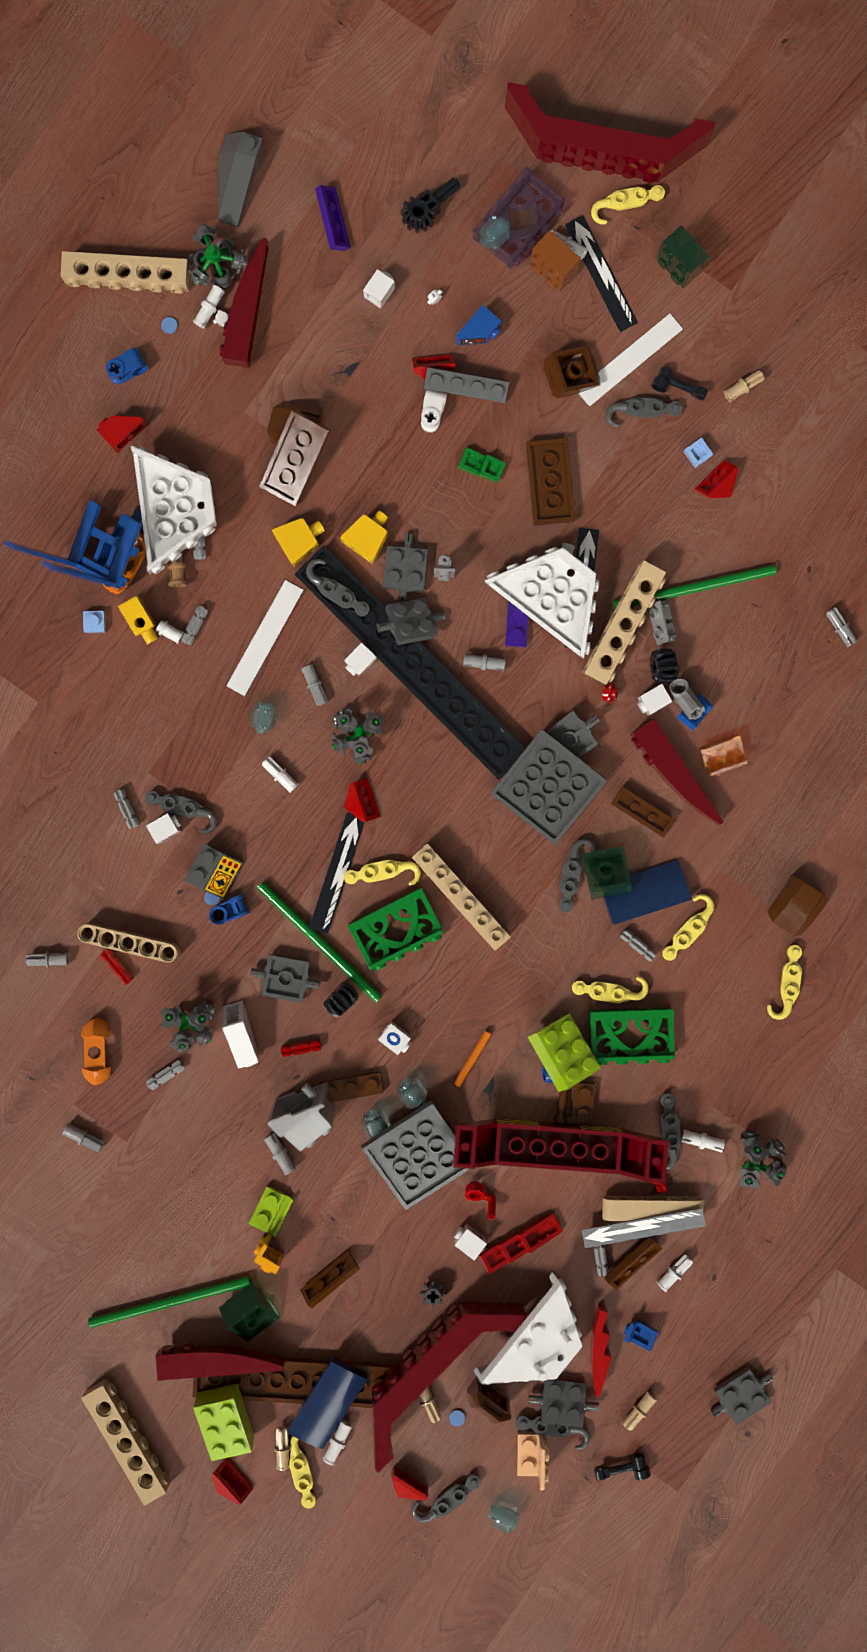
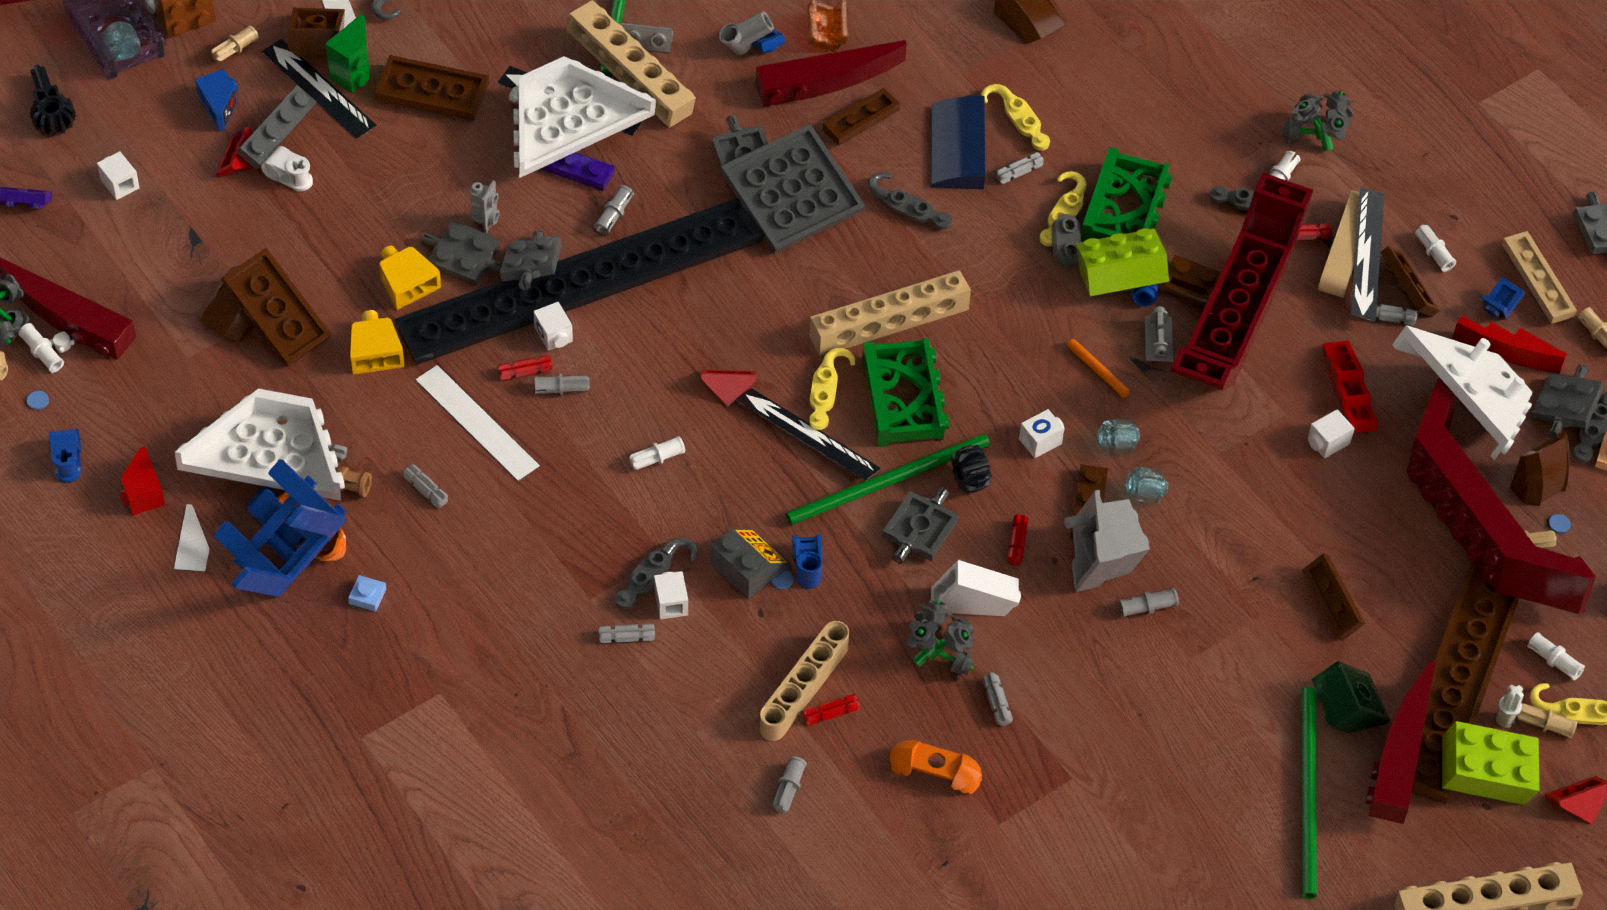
camera: 75 degrees left, 35 degrees down
(83, 1137) = (1048, 820): light grey axle -> none
(90, 487) = (192, 546): none -> white sticker
(132, 612) = (388, 532): yellow torso -> none
(169, 631) = (420, 513): white pin -> none
(263, 717) = (577, 445): clear light blue head -> none
(267, 1256) = (1275, 647): light orange bracket -> none
(271, 1210) = (1221, 638): lime plate -> none
(276, 1424) = (1509, 706): none -> white axle
(320, 653) = (525, 367): none -> red axle
(326, 1403) = (1495, 642): dark blue slope -> none
(335, 591) = (458, 318): dark grey piece -> none
(361, 744) = (628, 342): dark grey plant -> none
(415, 1155) = (1200, 447): plate -> none
(427, 1293) = (1385, 492): dark grey gear -> none
(434, 296) = (156, 130): white piece -> none
(476, 1191) = (1269, 408): red plate -> none
(481, 465) = (378, 147): green slope -> none
(515, 1094) = (1158, 336): none -> light grey hinge
(521, 400) = (319, 89): none -> black sticker
(536, 316) = (234, 44): none -> tan axle
(551, 411) = (349, 56): none -> green slope
(575, 1002) = (1065, 238): none -> dark grey plate
(607, 873) = (920, 161): clear green brick -> none
(610, 693) = (706, 104): red plate -> none
(654, 700) = (733, 66): white brick -> none
(663, 665) = (698, 42): black gear -> none
(673, 1356) = (1539, 277): none -> tan plate
(789, 982) = (1118, 44): light yellow piece -> none

